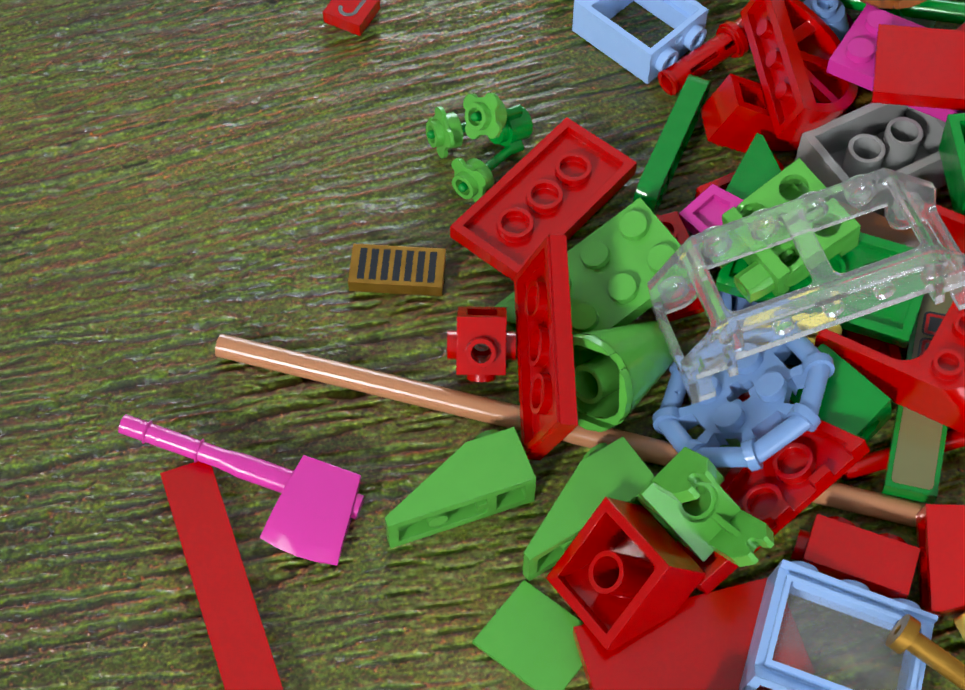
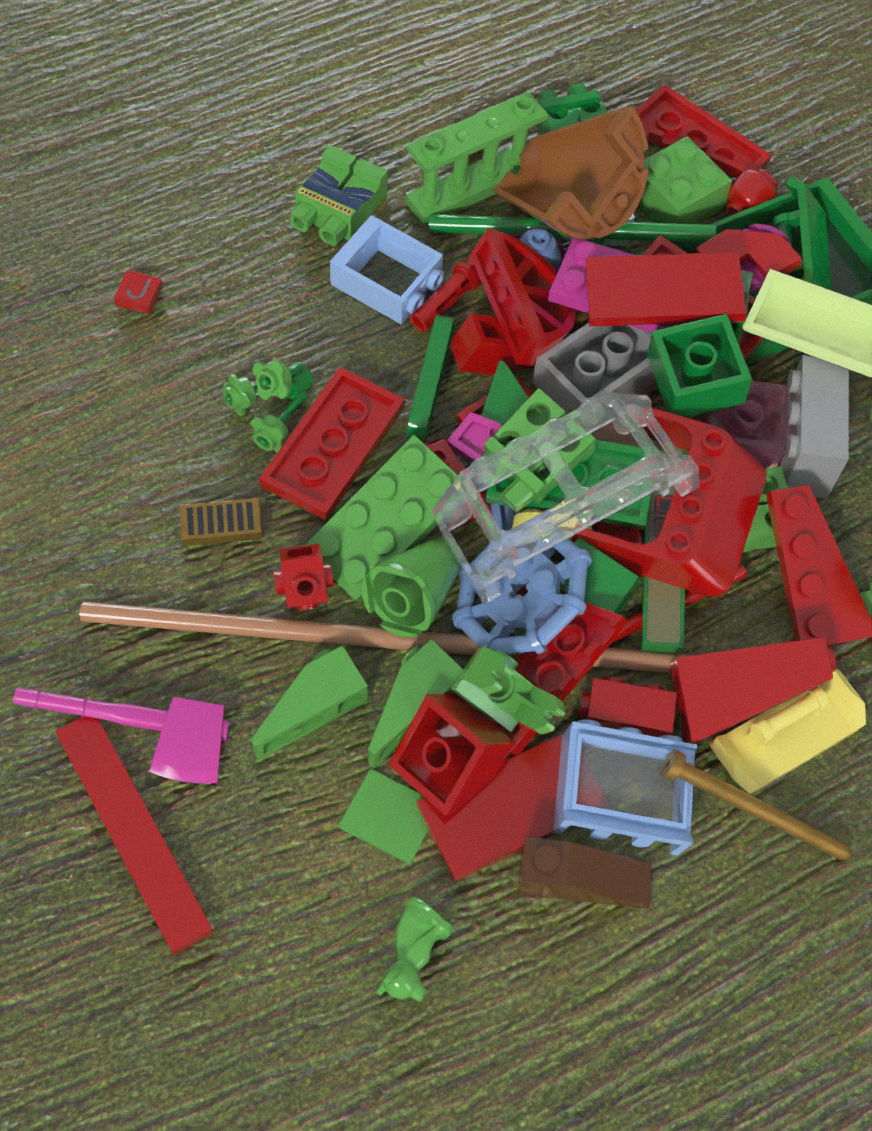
camera: 15 degrees left, 5 degrees up
(545, 348) = (357, 577): red tile -> none

